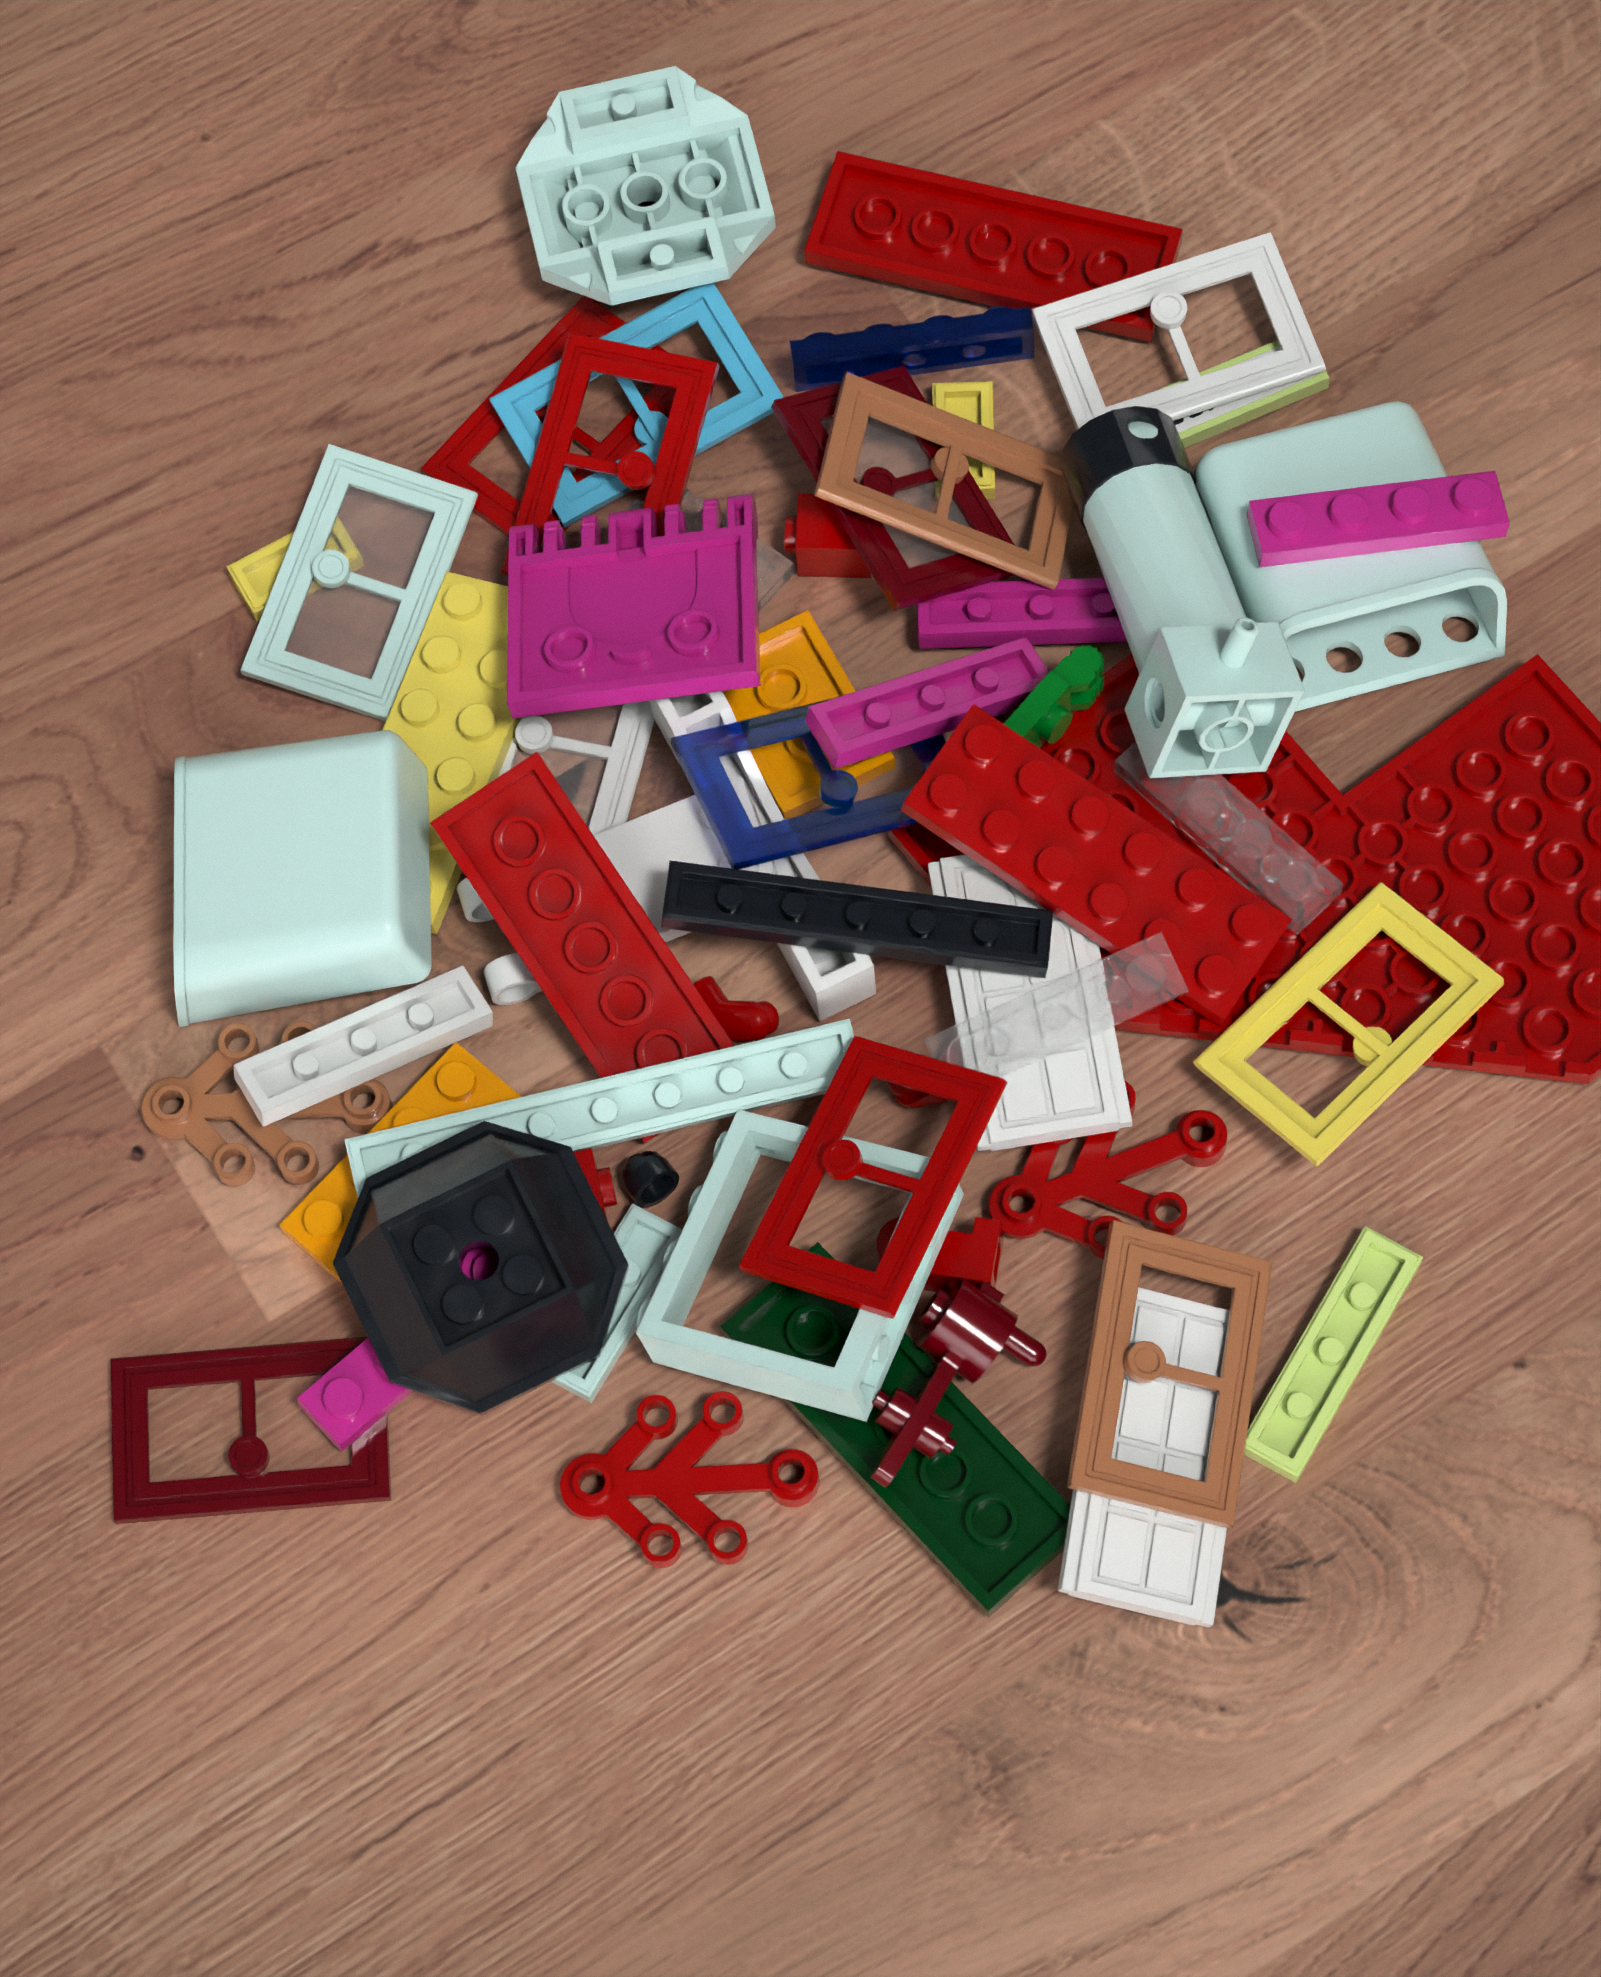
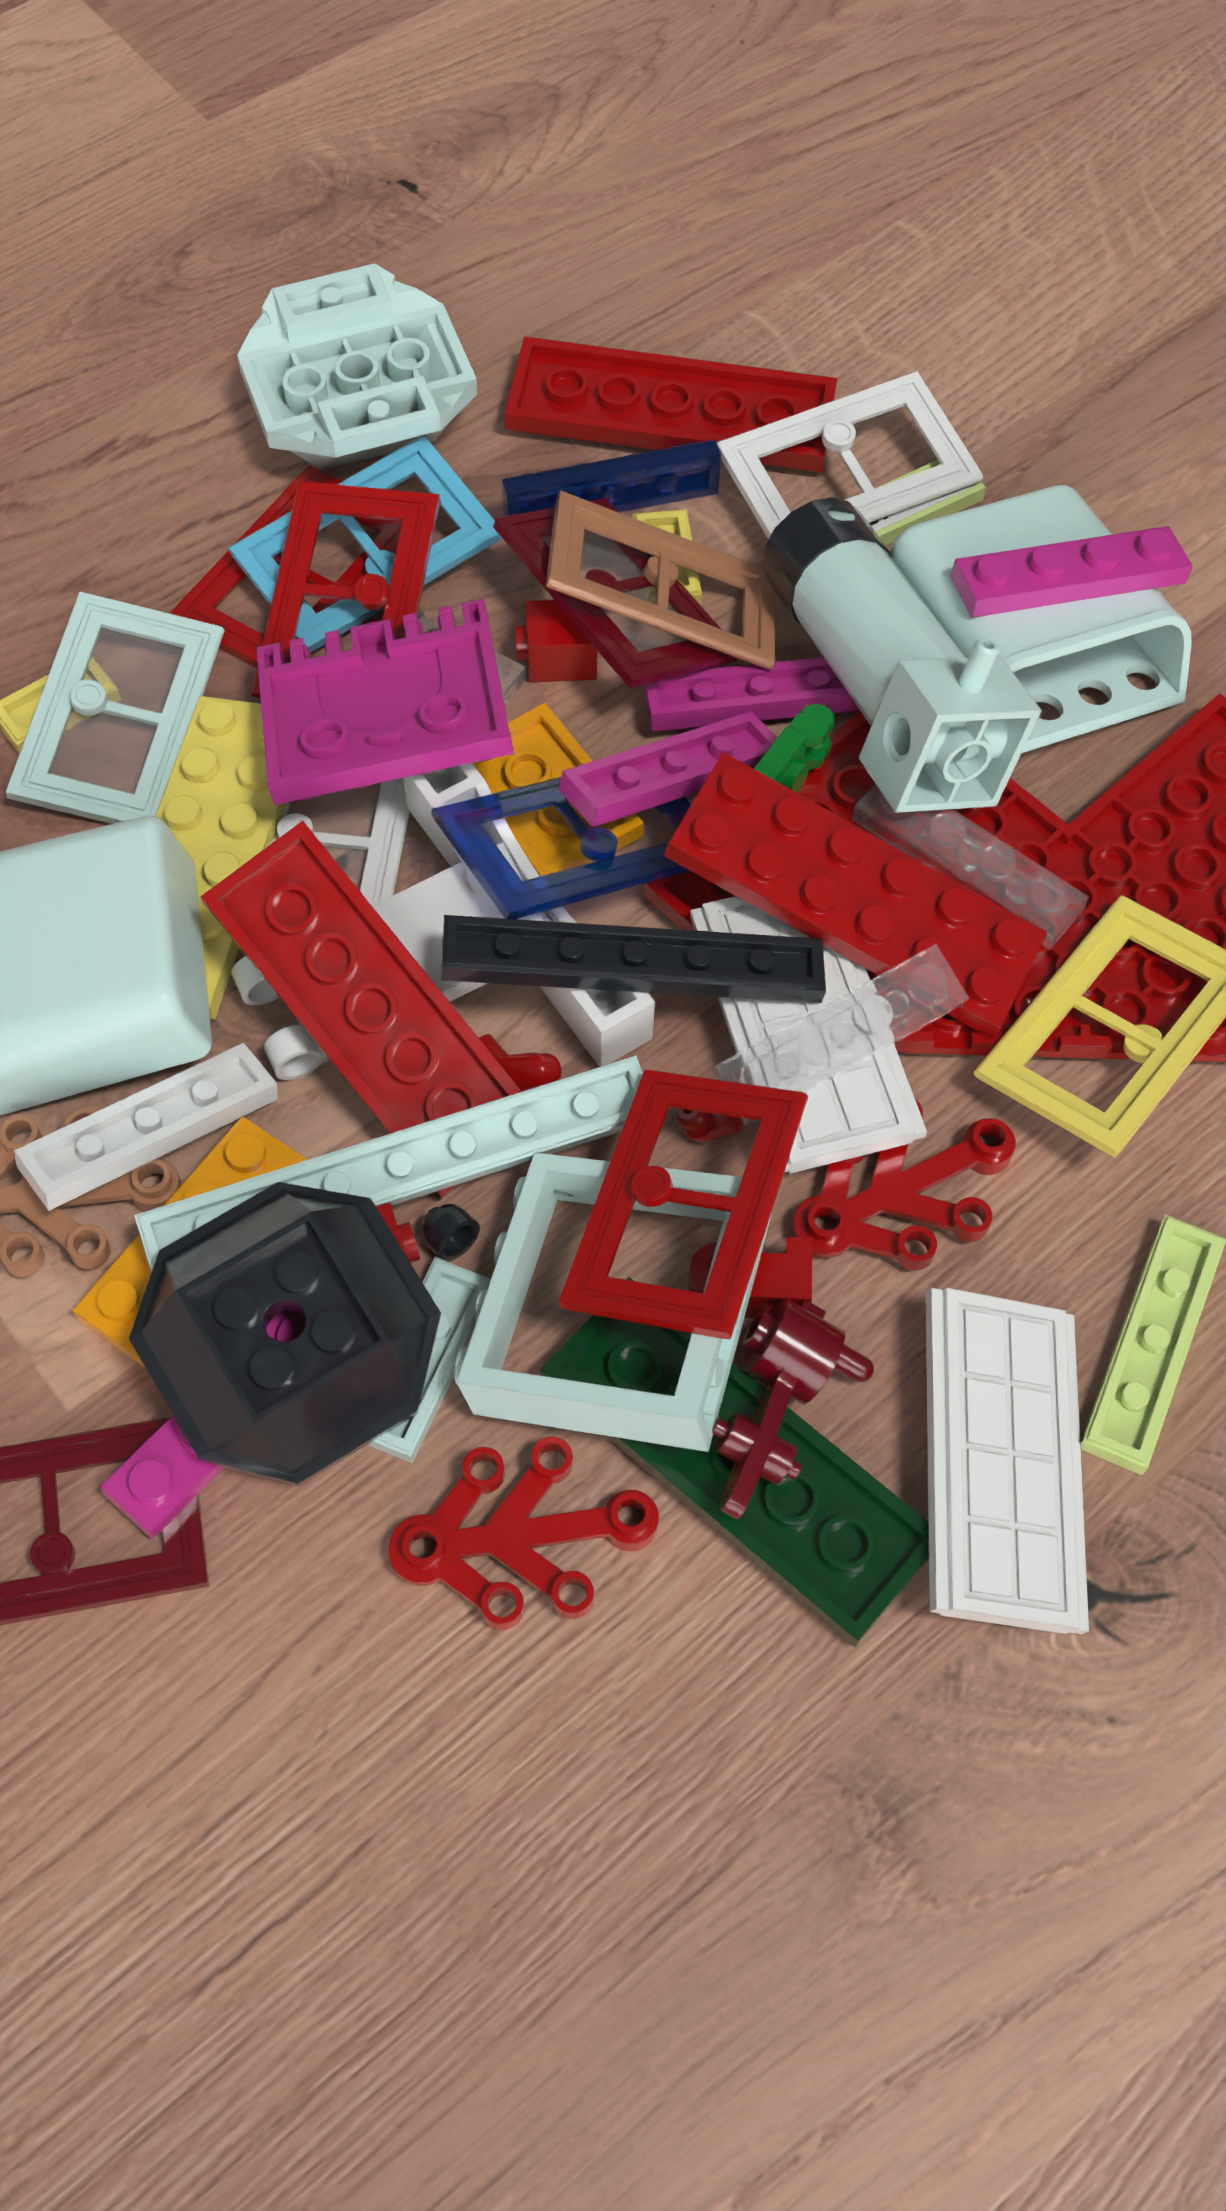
camera: 15 degrees left, 5 degrees down
(1109, 1357) = (947, 1364): nougat door -> none

